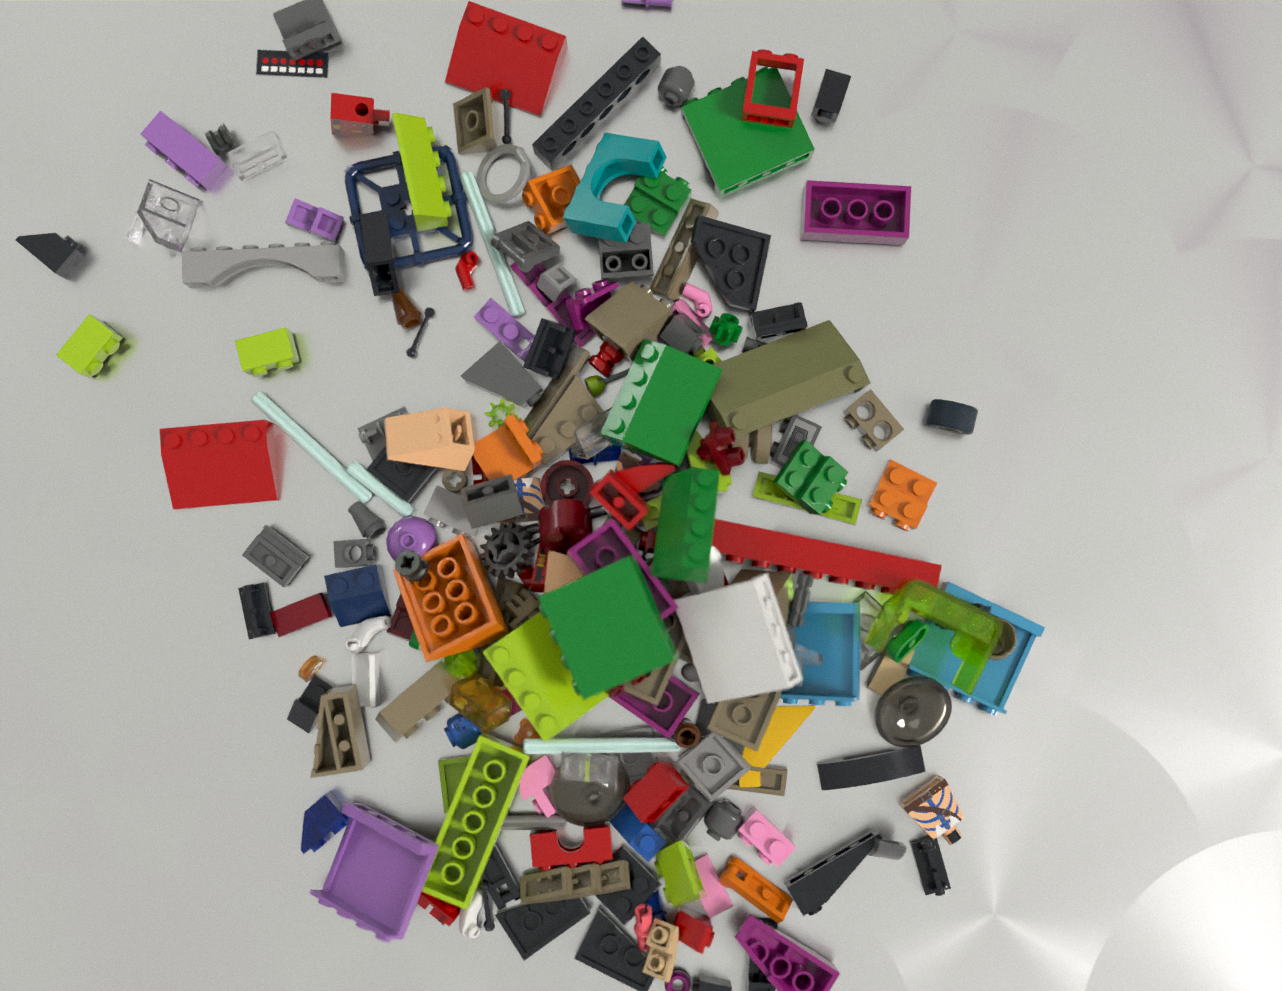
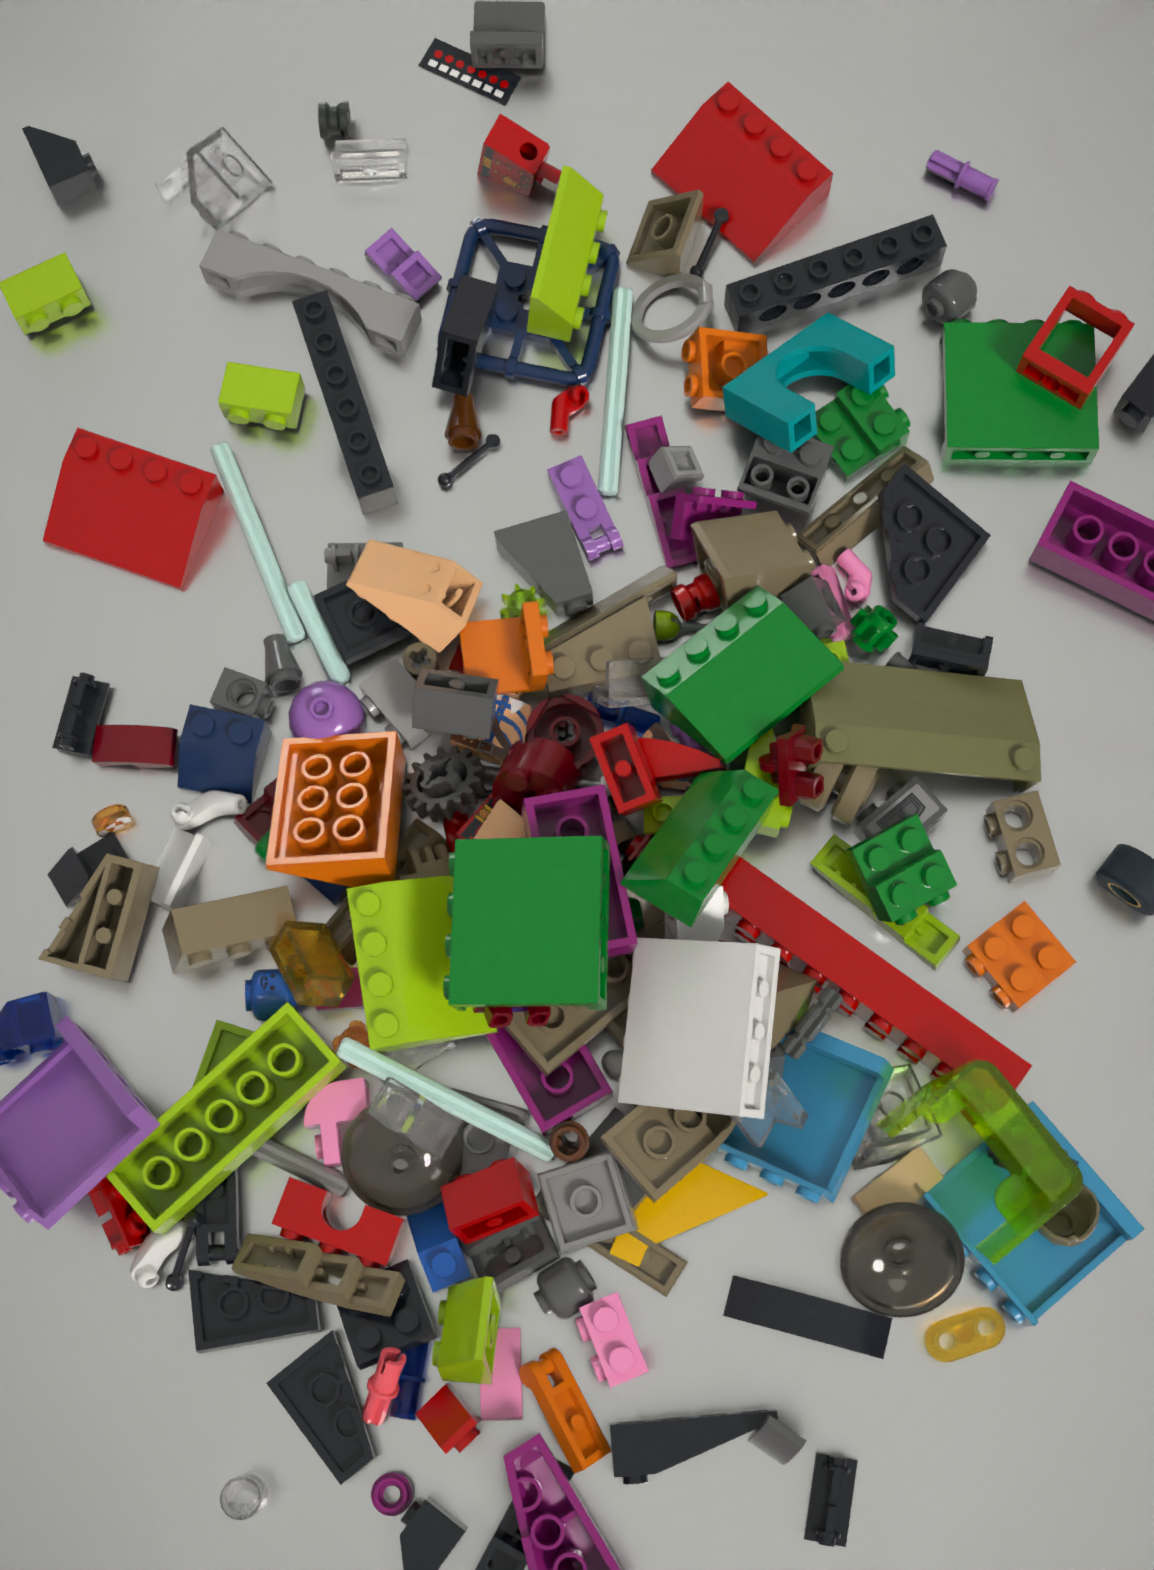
camera: 35 degrees right, 10 degrees down
(182, 151) = (281, 114): medium lavender brick -> none
(275, 556) = (140, 656): dark grey plate -> none
(322, 330) = (345, 402): none -> black brick
(418, 567) = (309, 740): pearl dark grey wheel -> none
(461, 664) = (312, 899): clear neon green gear -> none
(530, 240) = (666, 400): dark grey plate -> none
(550, 348) = (627, 548): black hinge -> none
(663, 950) = (391, 1433): tan slope -> none
(907, 640) = (938, 1155): green plate -> none
(935, 810) = (872, 1421): torso -> none
(964, 732) = (965, 1334): none -> clear yellow plate

